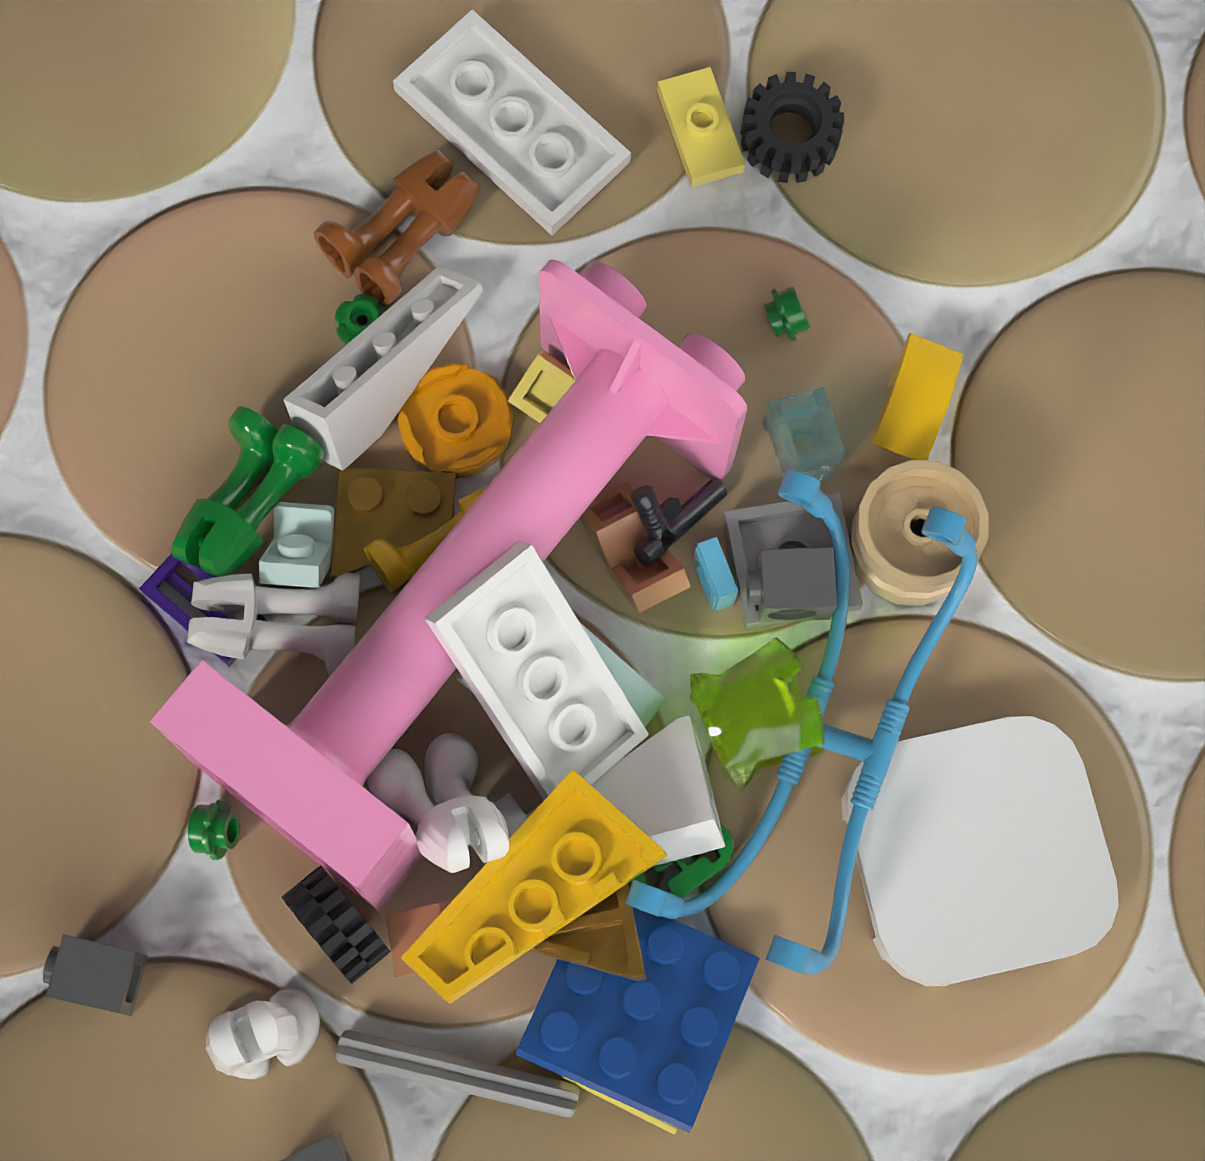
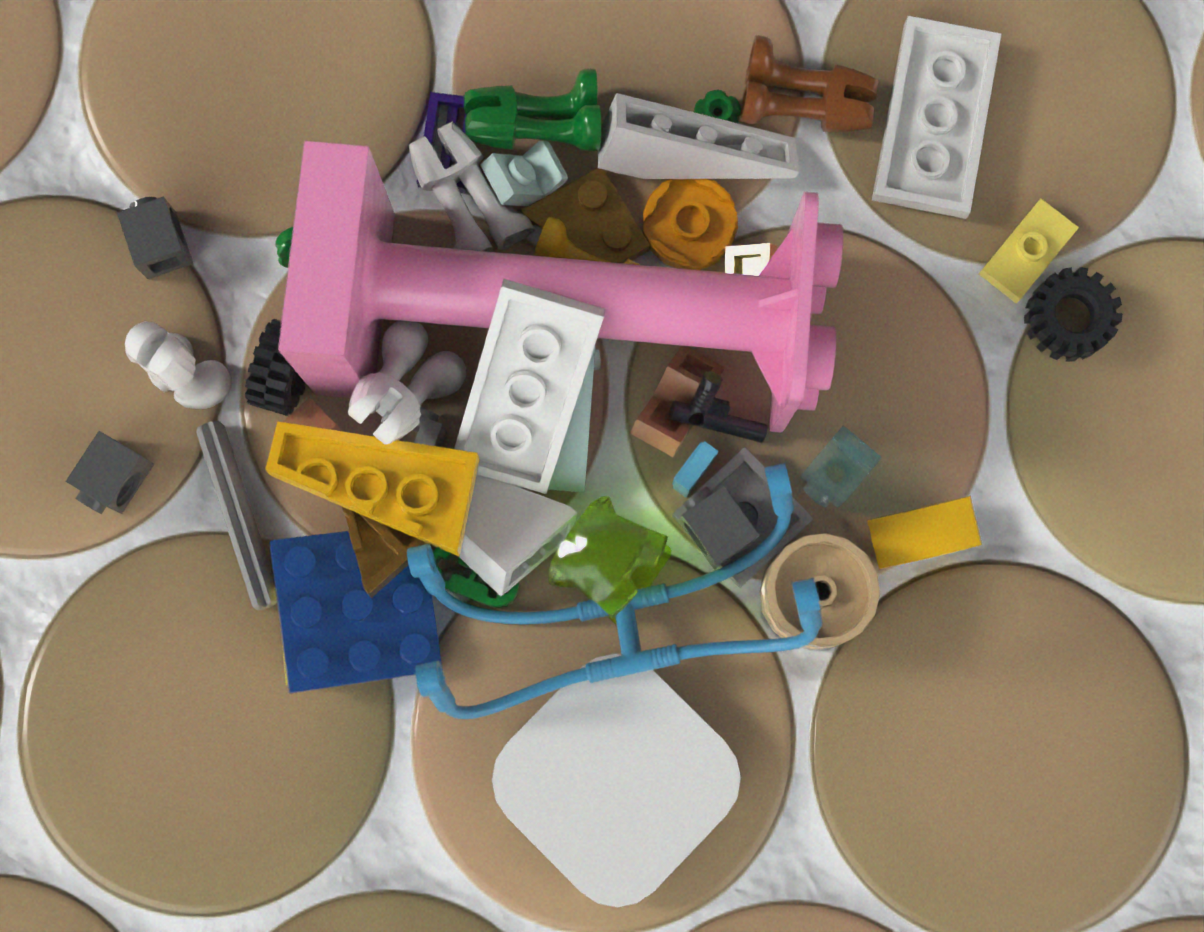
camera: 60 degrees right, 5 degrees up
(786, 313) = (926, 400): green plate -> none

